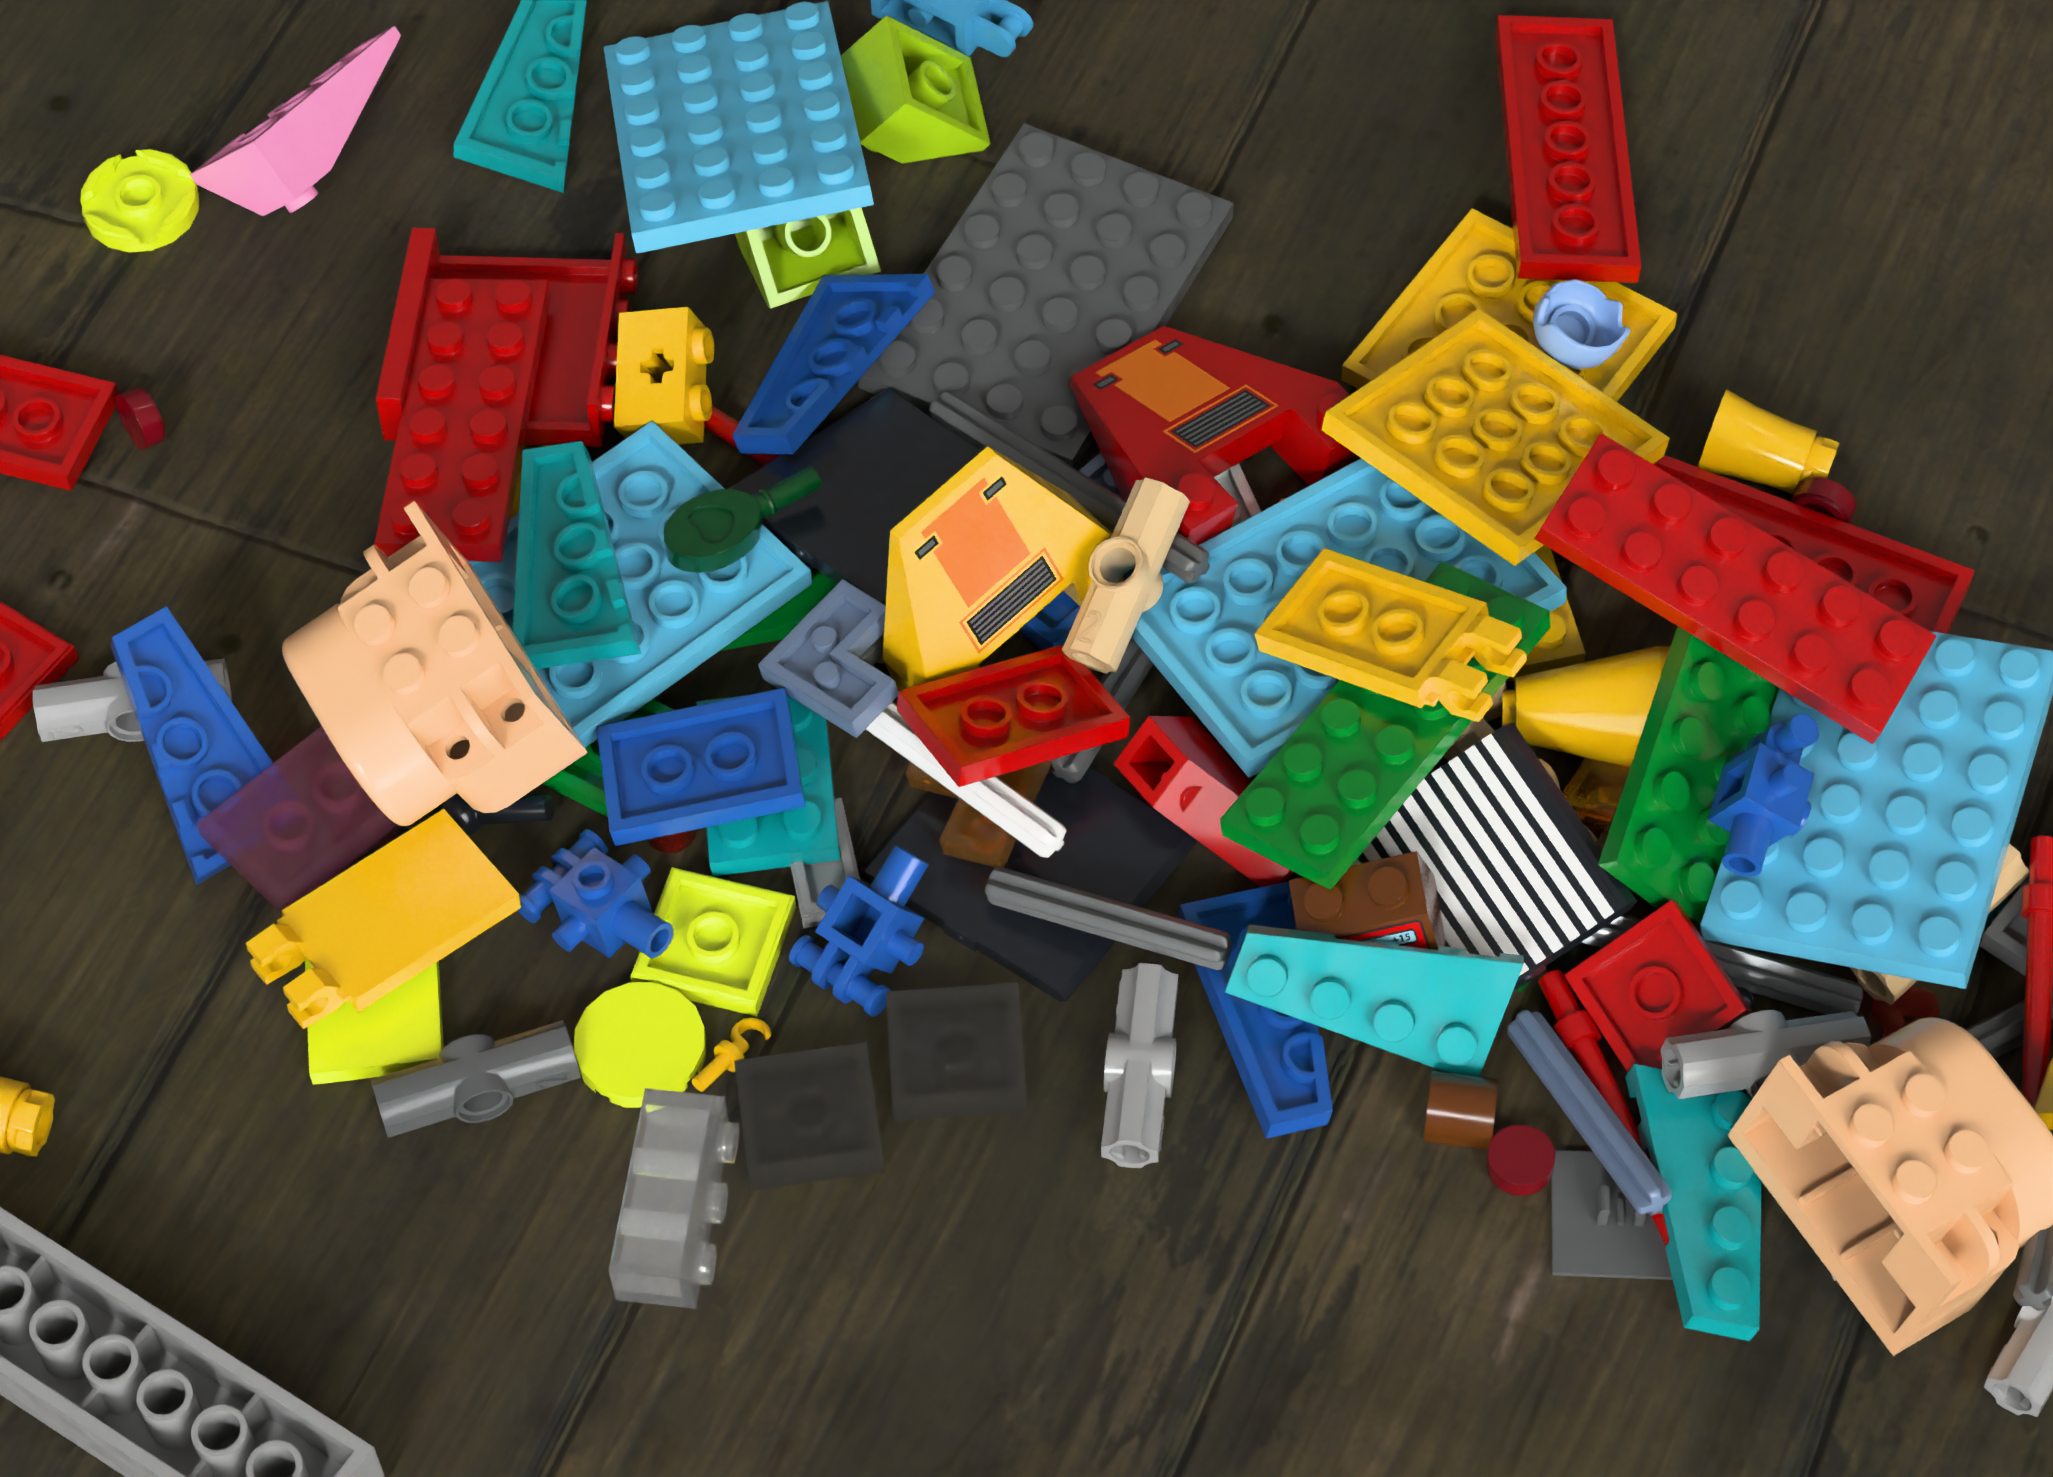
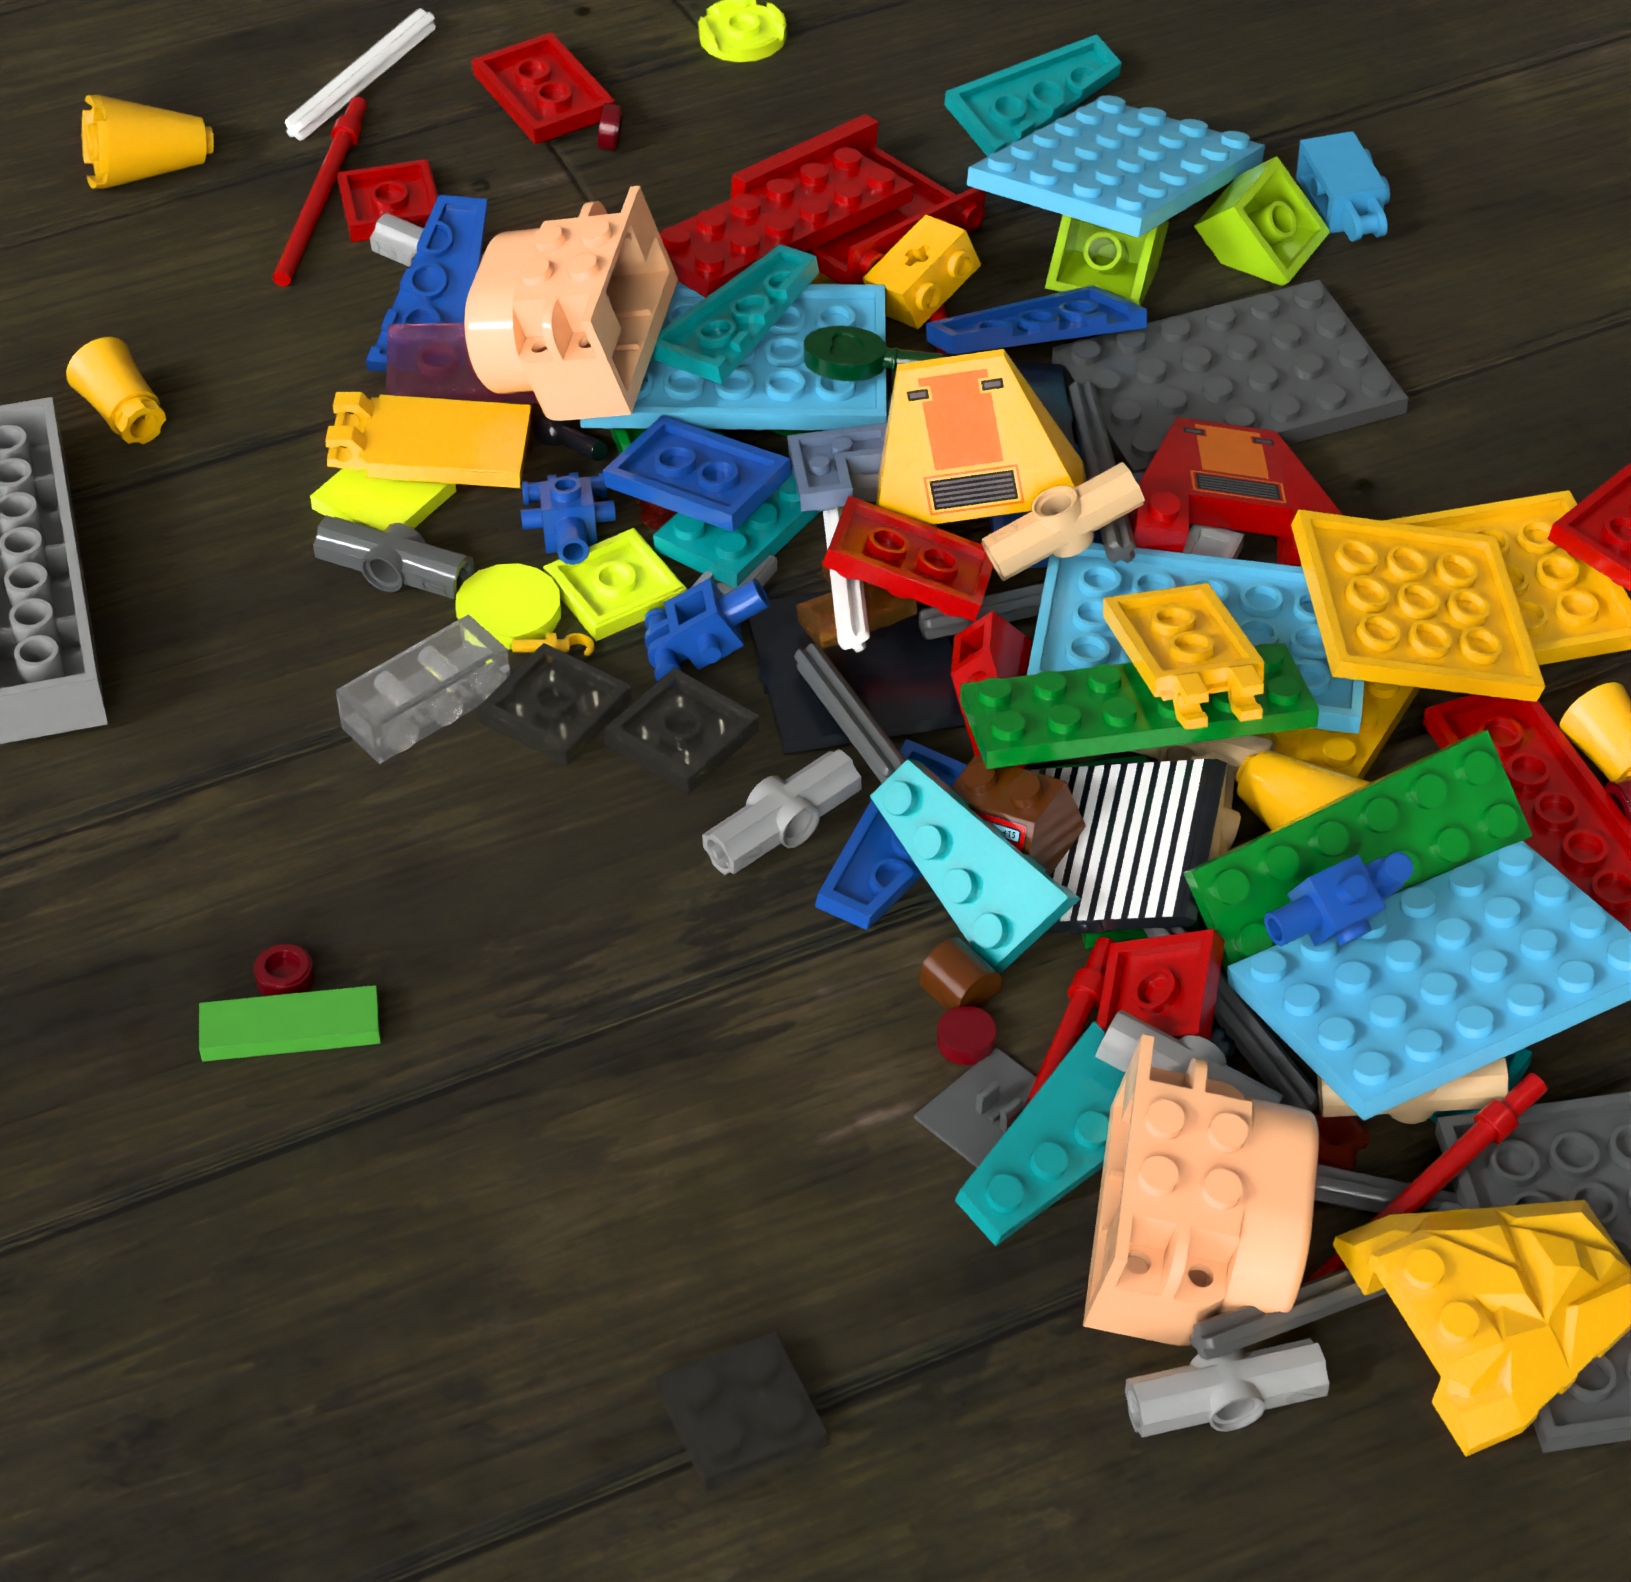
camera: 40 degrees right, 10 degrees down
(301, 138) = (850, 40): bright pink wedge -> none
(1579, 324) = (1555, 584): light blue hair -> none
(1589, 1113) = (1034, 1033): sand blue axle -> none
(1736, 588) = (1455, 766): red plate -> none

